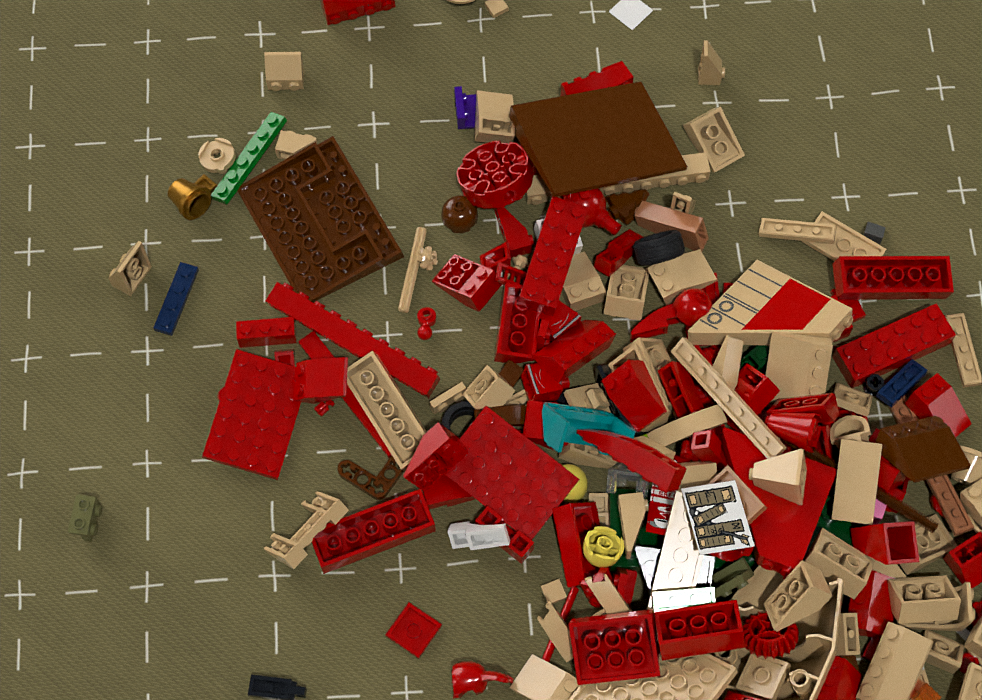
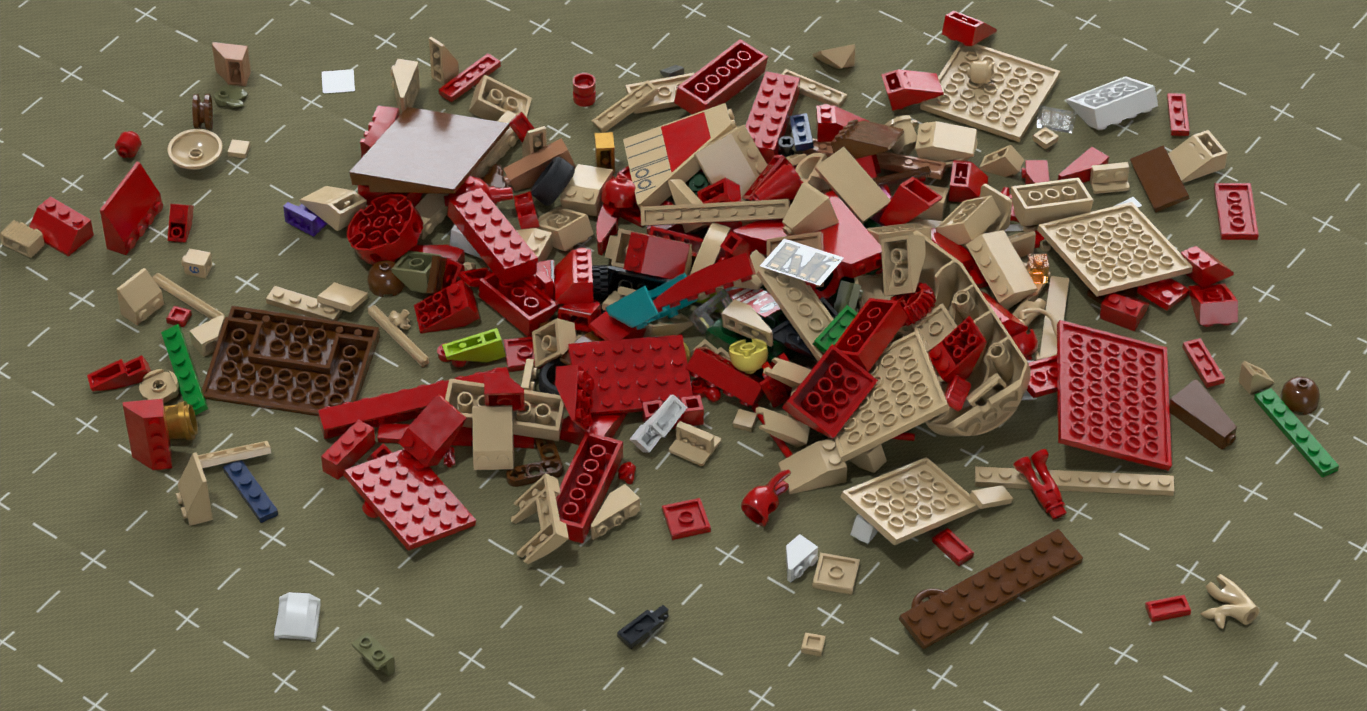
camera: 50 degrees left, 20 degrees down
(80, 435) = (297, 616): none -> white slope
(148, 194) = (148, 433): none -> red slope
(195, 257) = (234, 454): none -> tan tile
(206, 120) = (119, 374): none -> red slope
(298, 109) = (178, 316): none -> red tile
(320, 100) = (186, 296): none -> tan axle
(353, 428) = (493, 437): none -> tan slope
(356, 77) = (197, 263): none -> tan brick
(376, 571) = (617, 508): none -> tan slope
(382, 400) = (502, 390): none -> red slope
(385, 31) = (180, 222): none -> red slope
(385, 181) = (301, 304): none -> tan plate
(411, 201) = (342, 297): none -> tan tile
(420, 548) = (627, 472): none -> red plate
(442, 336) = (479, 347): none -> lime slope
(471, 367) = (517, 352): none -> red tile
(481, 230) = (414, 270): none -> olive slope
(486, 247) = (436, 274): none -> reddish brown tile
(493, 575) = (693, 444): none -> tan bracket
(552, 535) = (700, 388): none -> red plate
(587, 369) = (600, 281): none -> black tyre
(660, 62) = (405, 83): none -> tan slope
(698, 182) = (520, 125): none -> red tile
(720, 95) = (469, 77): none -> red plate
(729, 258) = (605, 151): none -> pearl gold brick
(785, 186) = (584, 89): none -> red wheel

